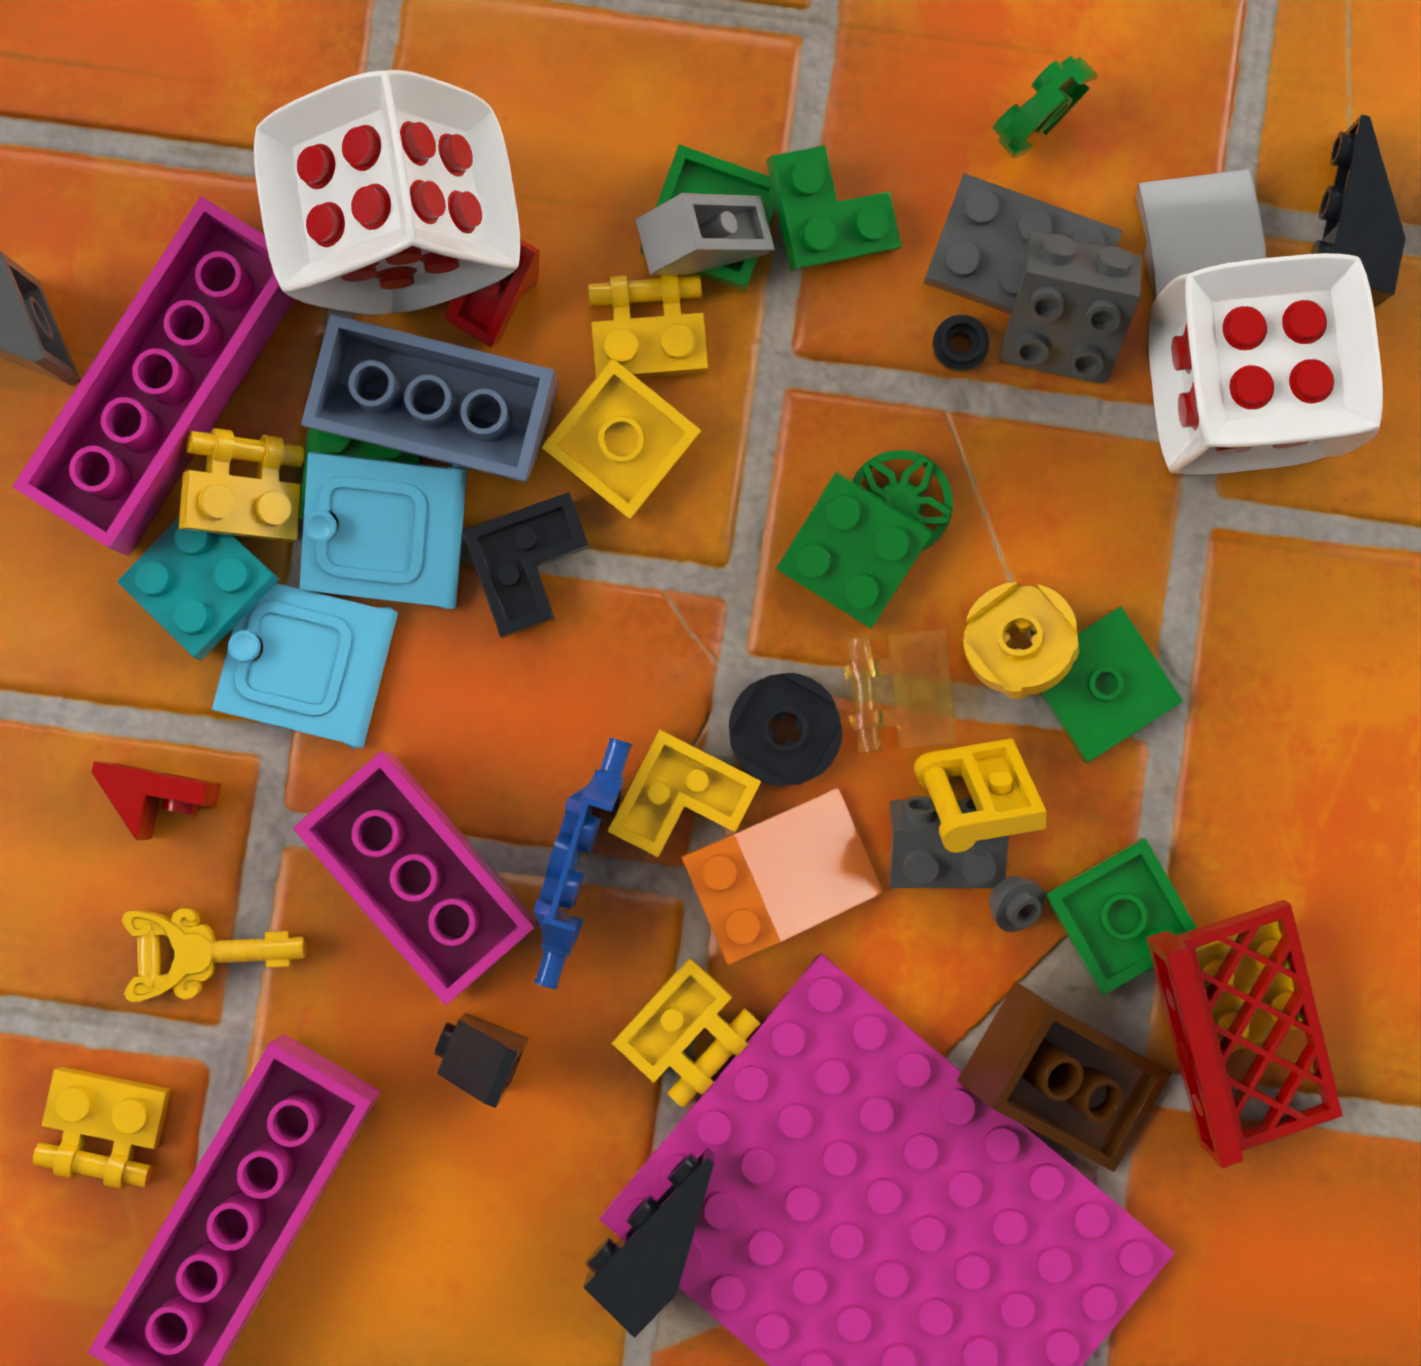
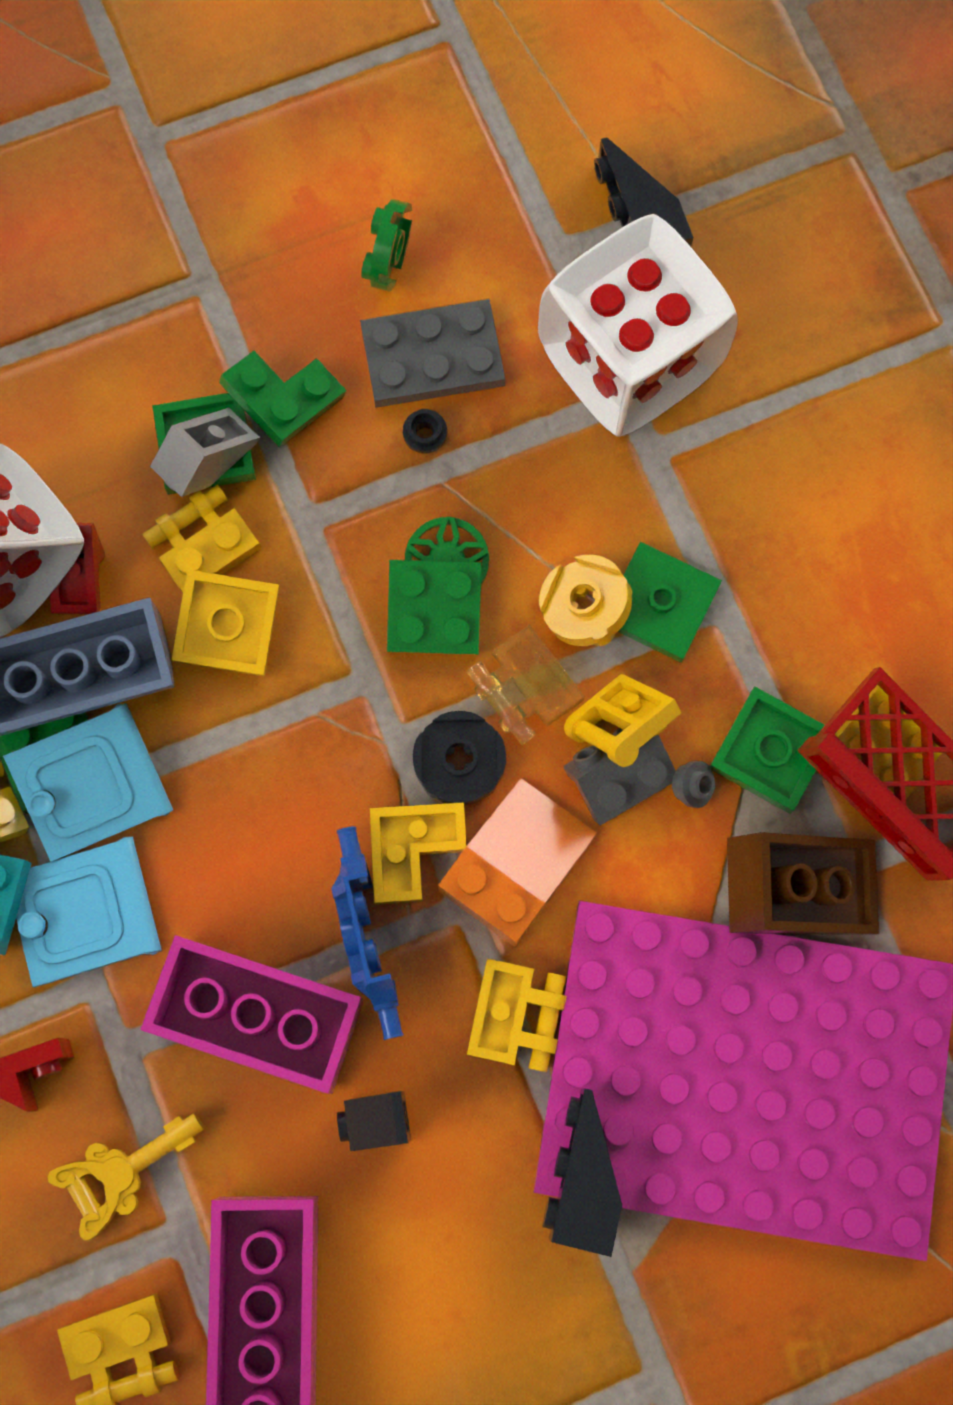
camera: 35 degrees left, 10 degrees down
(511, 550) = (191, 745): black plate -> none
(1072, 307) = (486, 365): dark grey bracket -> none
(1198, 224) = (530, 265): light grey slope -> none

